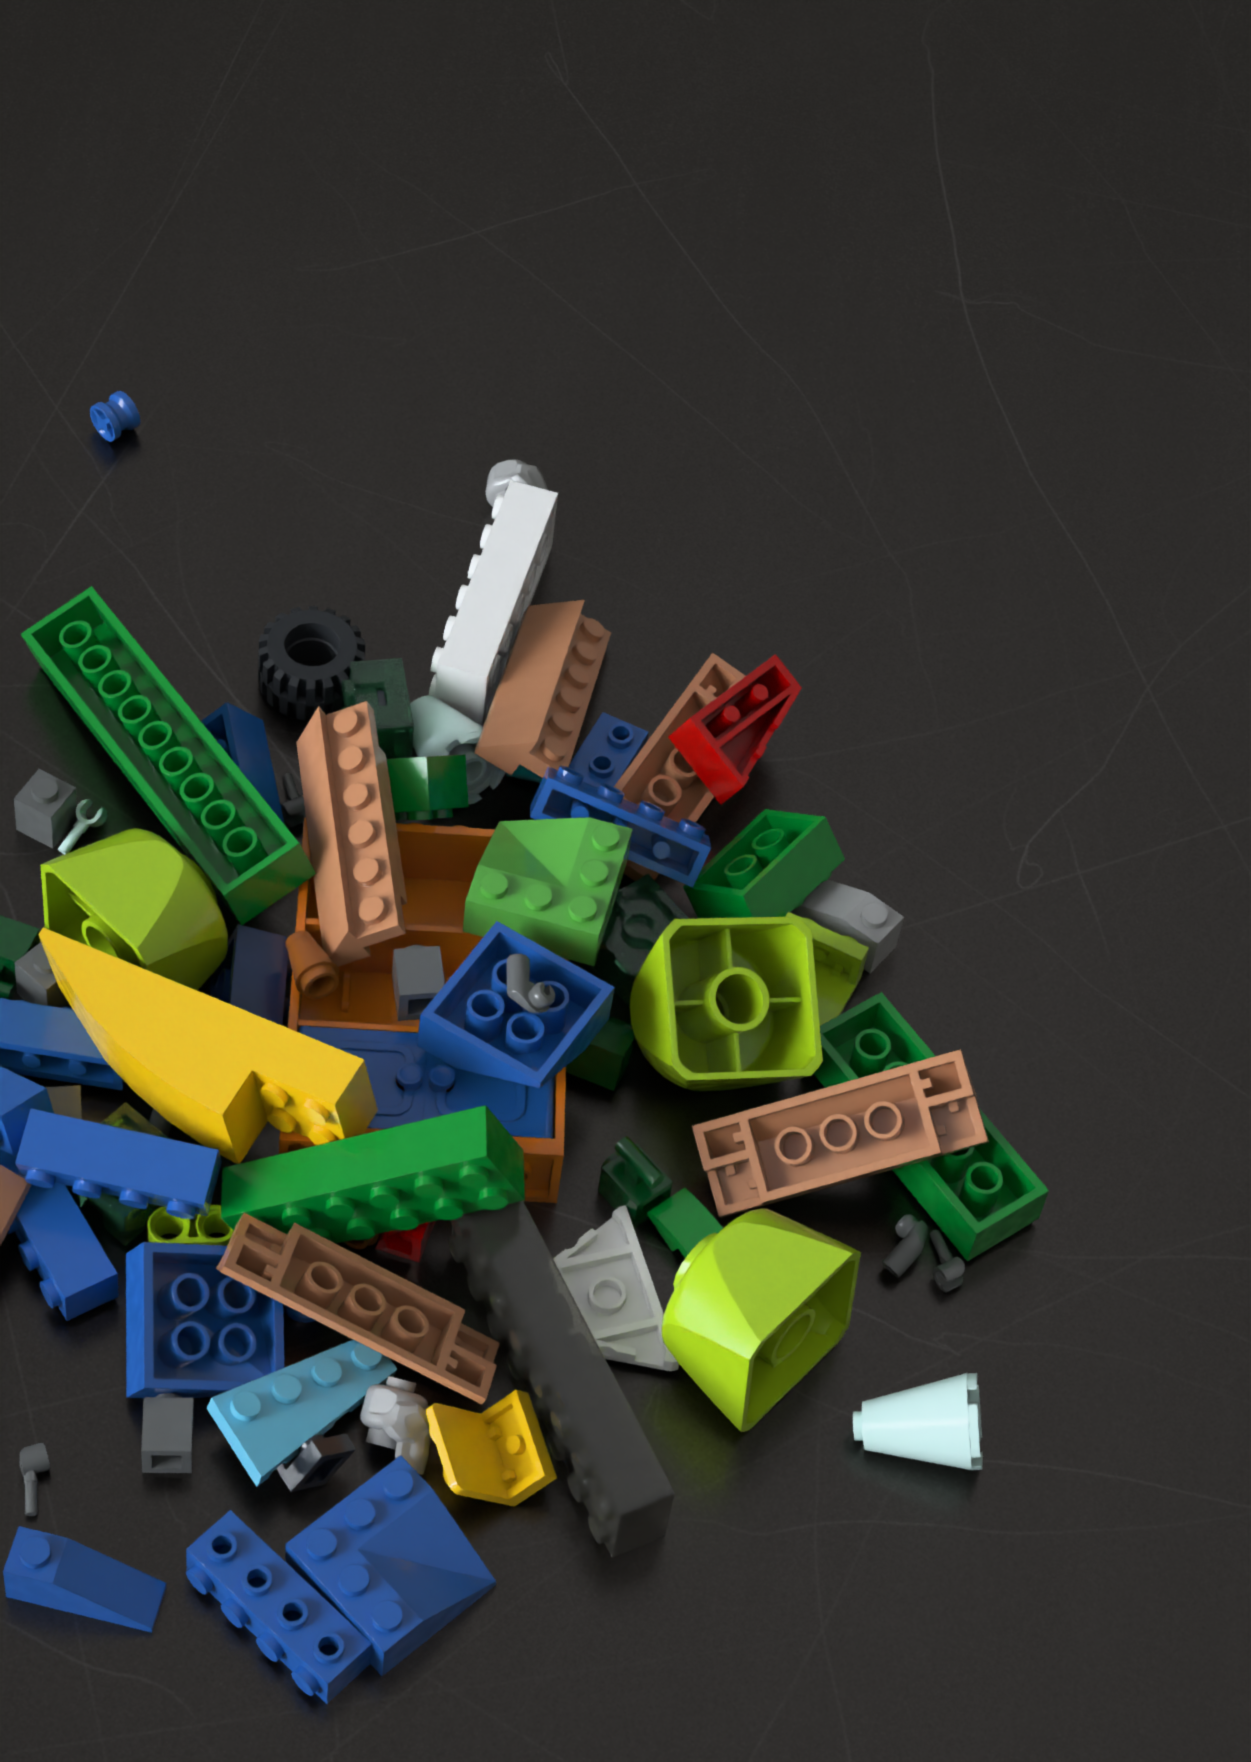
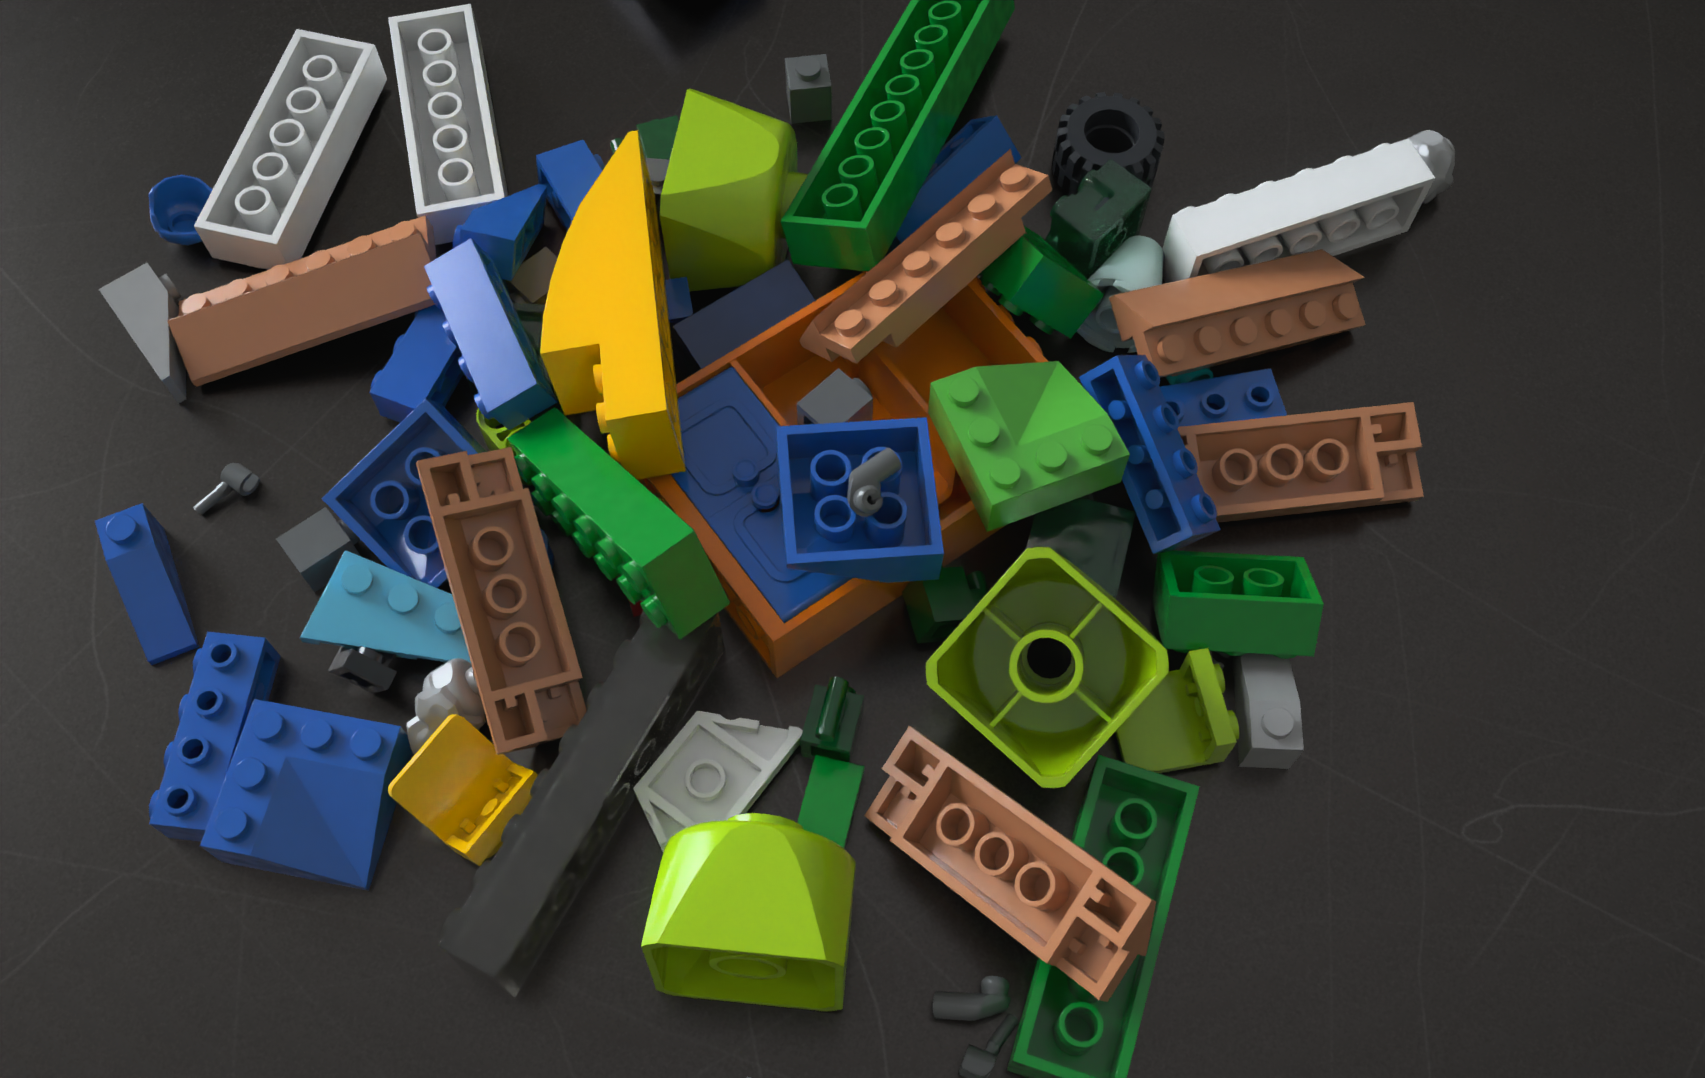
camera: 60 degrees right, 10 degrees up
(82, 824) = (829, 118): light aqua hand -> none
(312, 968) = (782, 329): dark orange cone -> none
(735, 728) = (1348, 467): red wedge -> none

